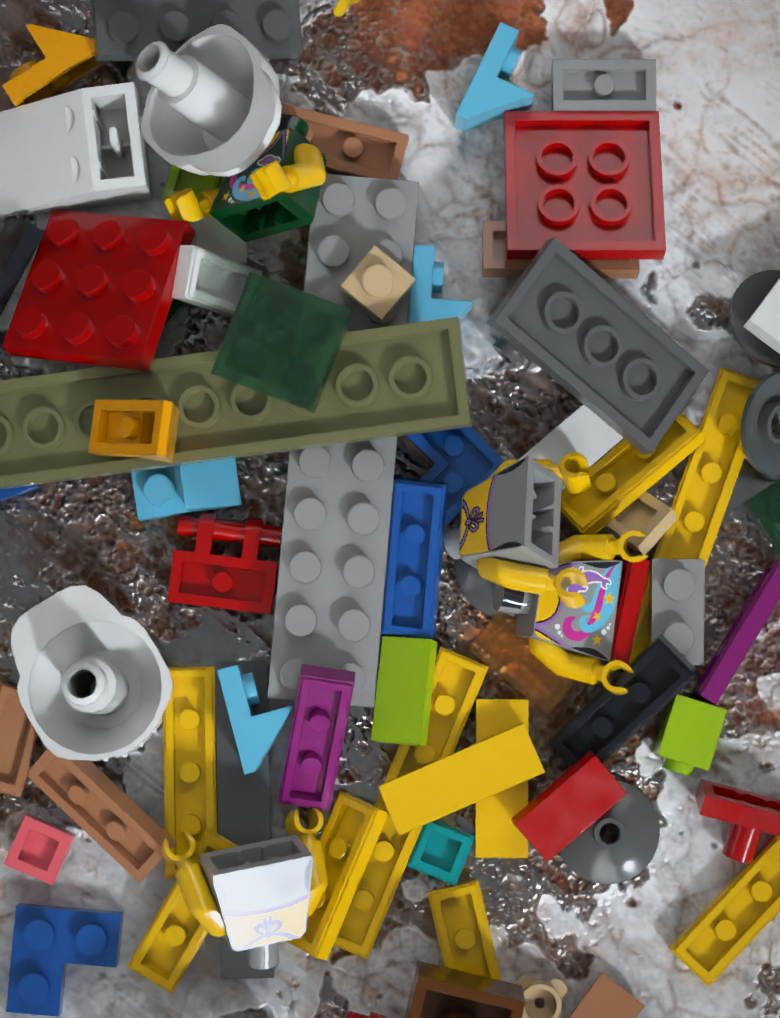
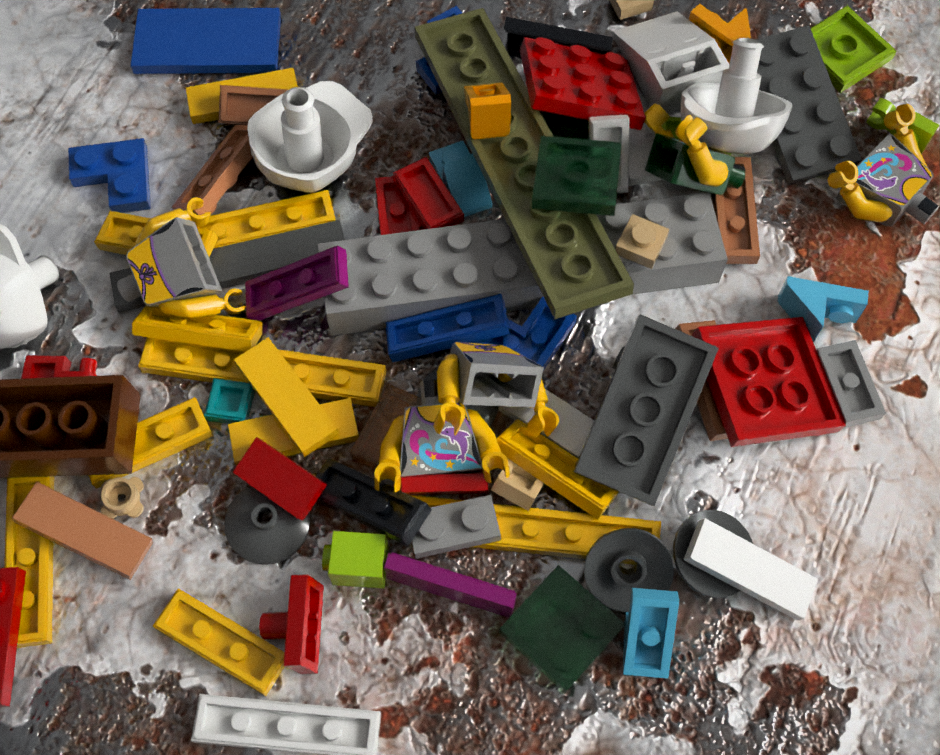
camera: 75 degrees right, 20 degrees down
(40, 849) = (185, 143): coral plate -> none
(219, 537) = (428, 195): none -> red tile
(252, 732) = (300, 237): medium azure slope -> none
(404, 691) = (345, 345): lime tile -> none
(430, 280) = (649, 290): medium azure slope -> none

